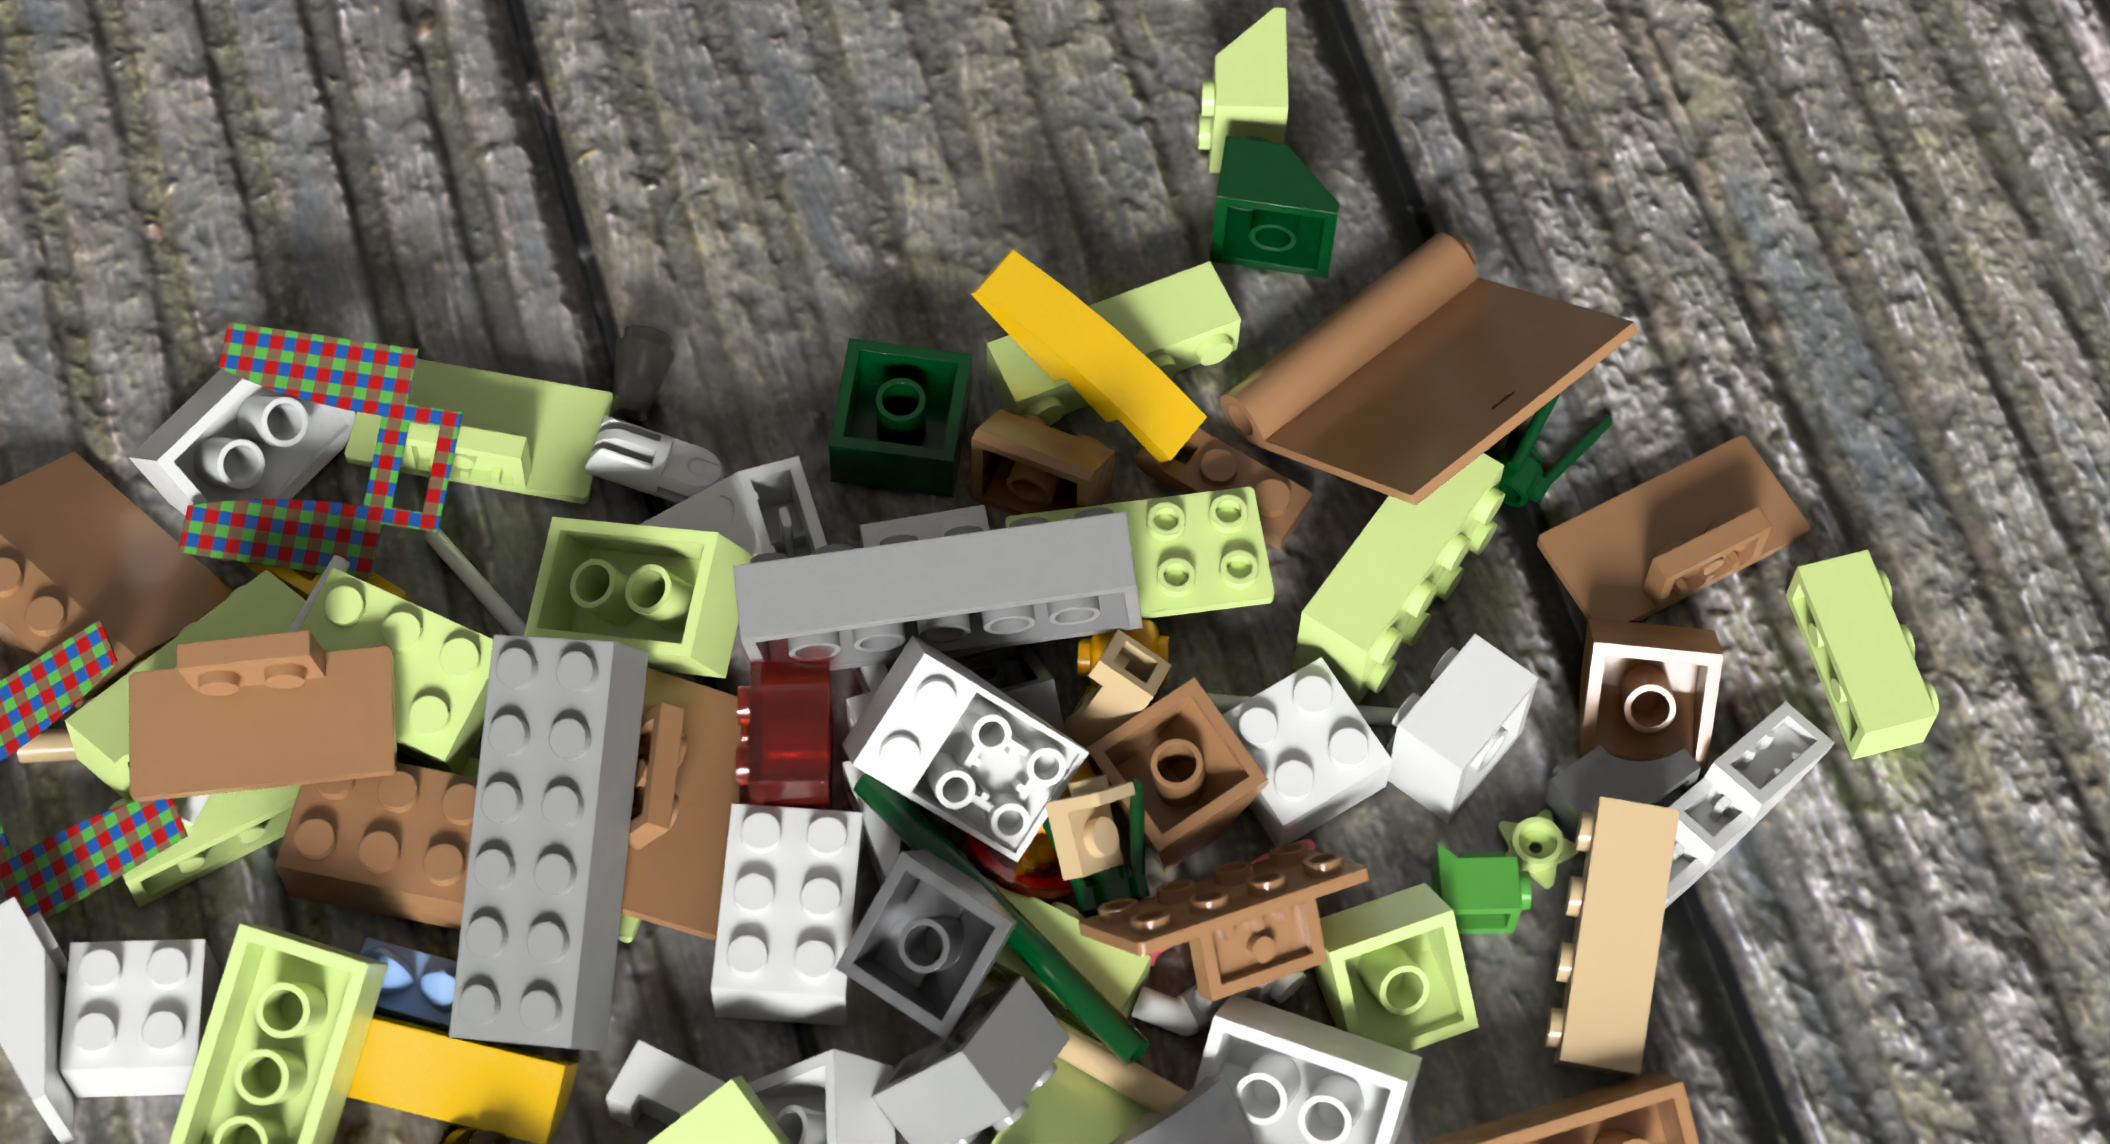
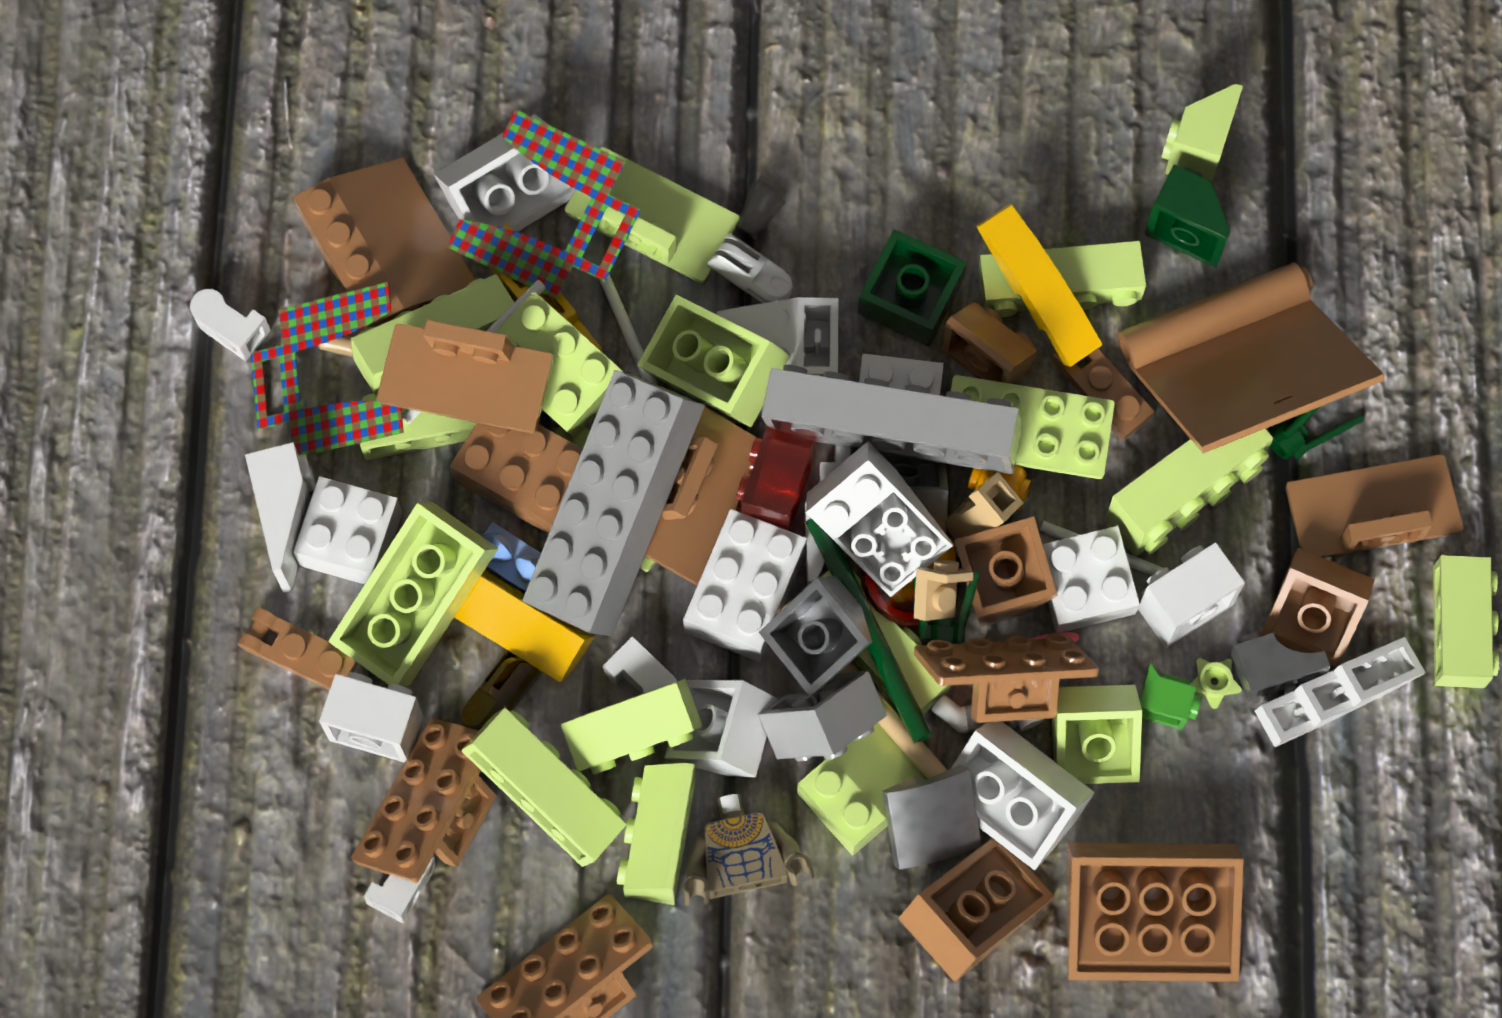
camera: 20 degrees right, 10 degrees up
(1614, 938) = (1238, 756): tan brick -> none

